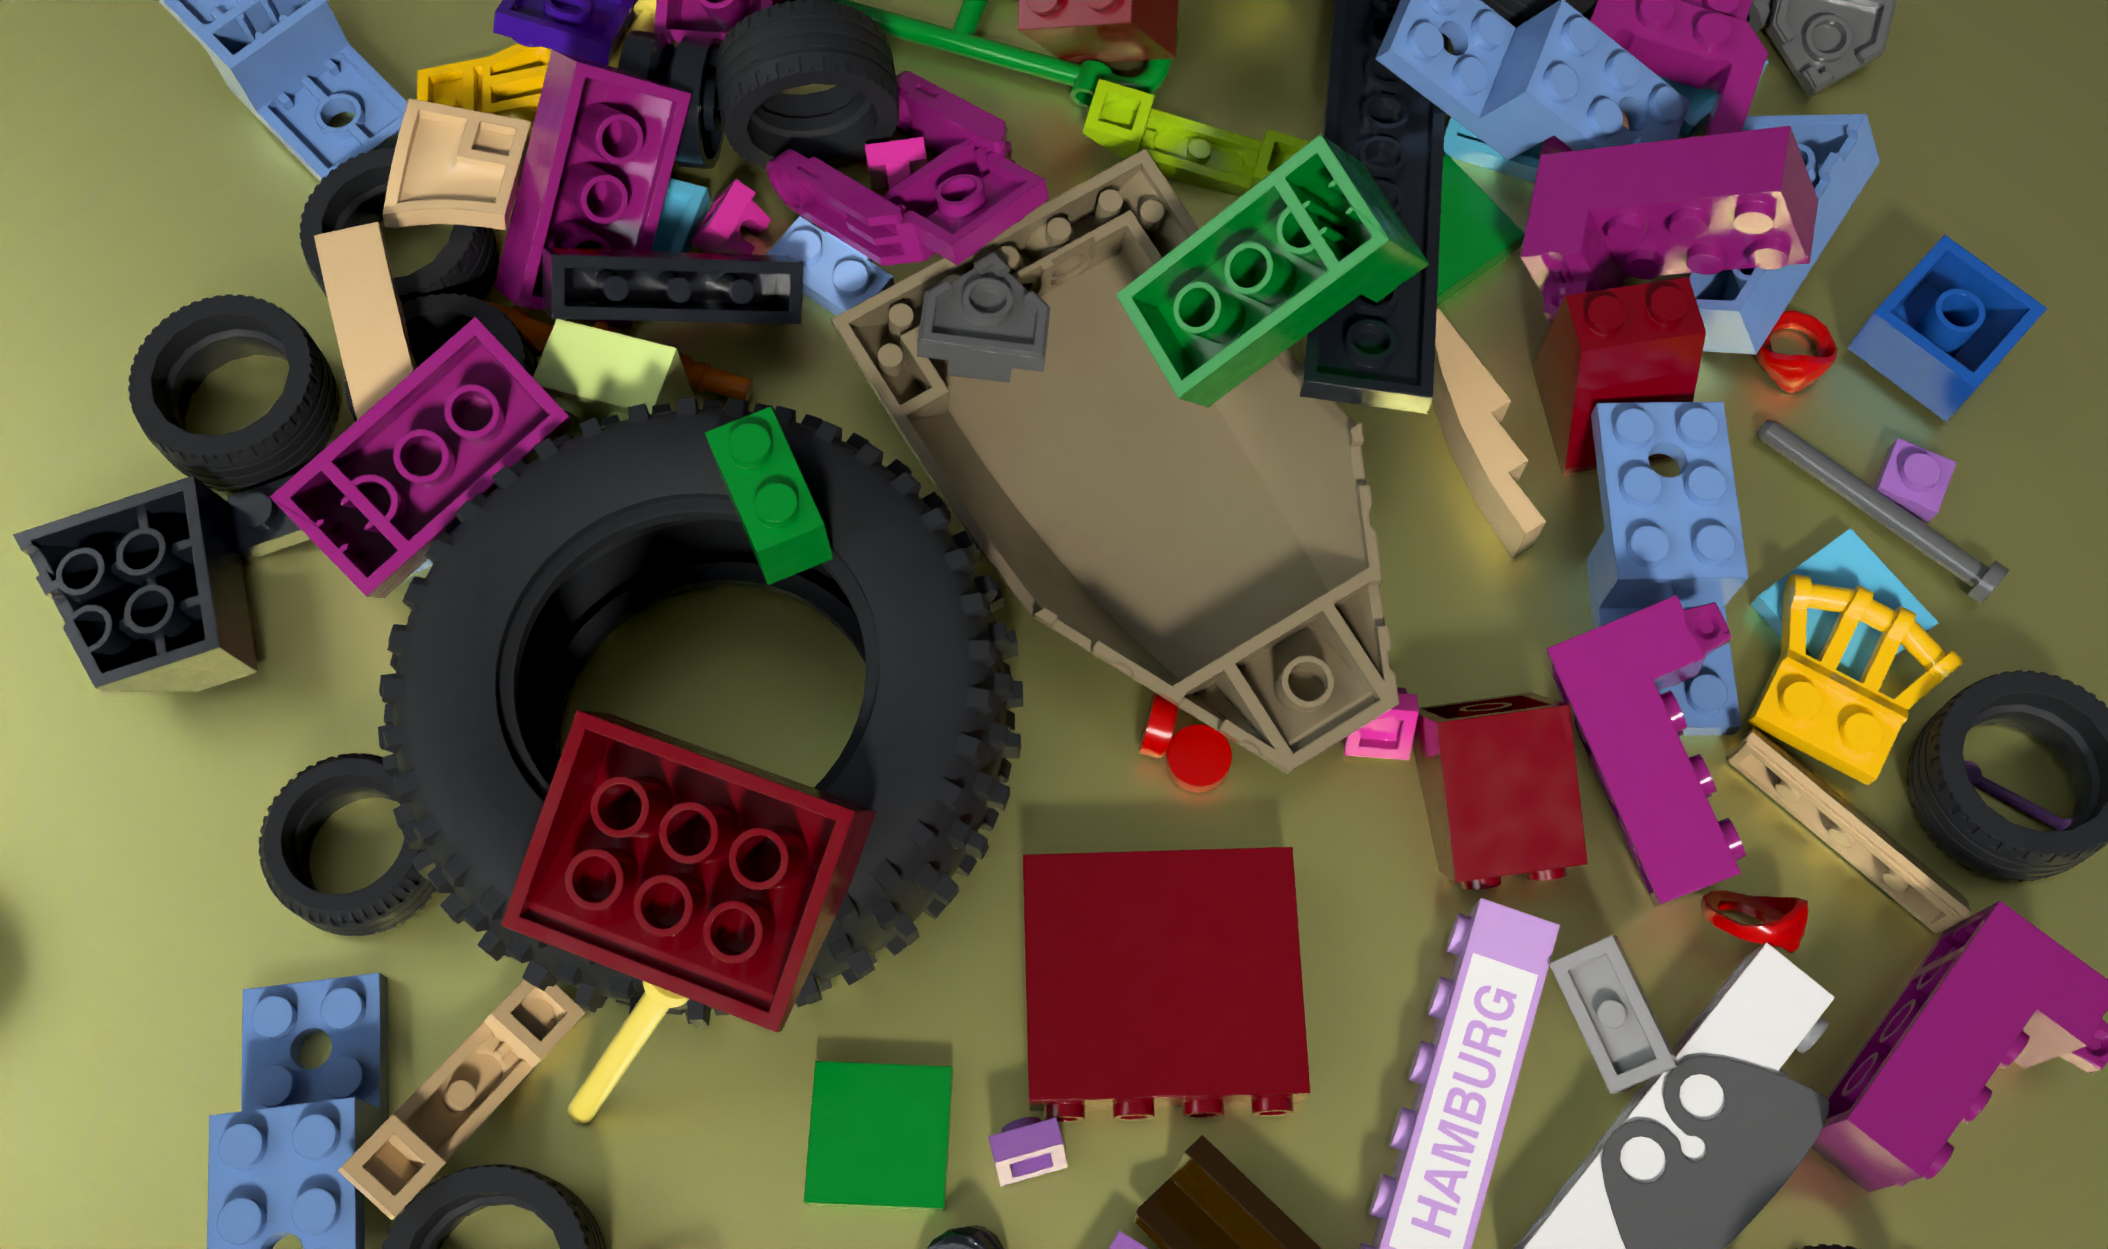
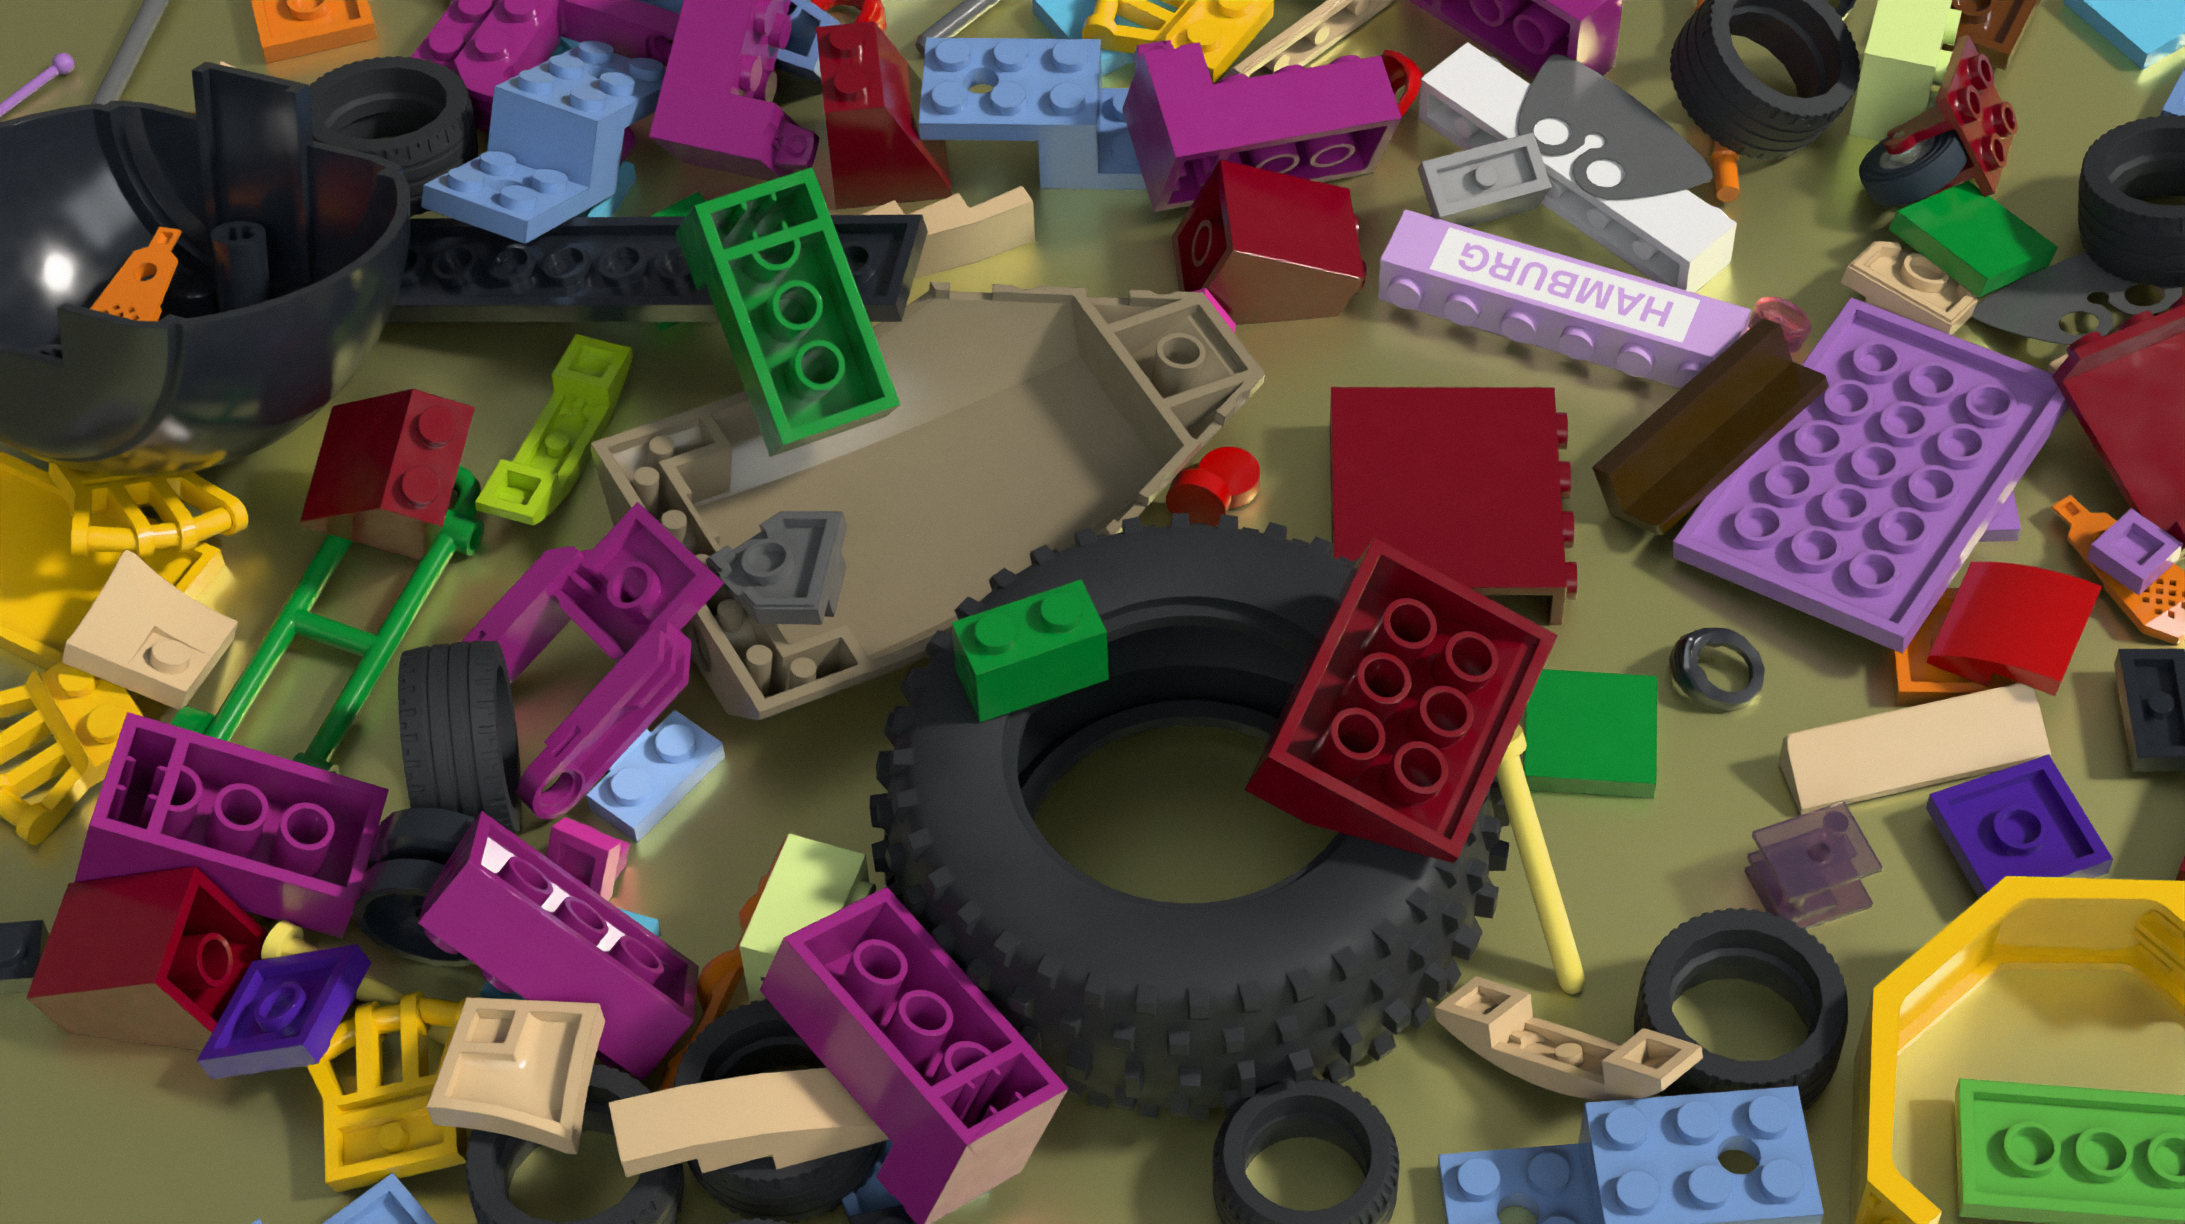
camera: 85 degrees left, 15 degrees down
(671, 286) = (691, 872): black brick -> none
(894, 161) = (546, 698): dark pink tile -> none
(1027, 1149) = (1602, 608): medium lavender plate -> none

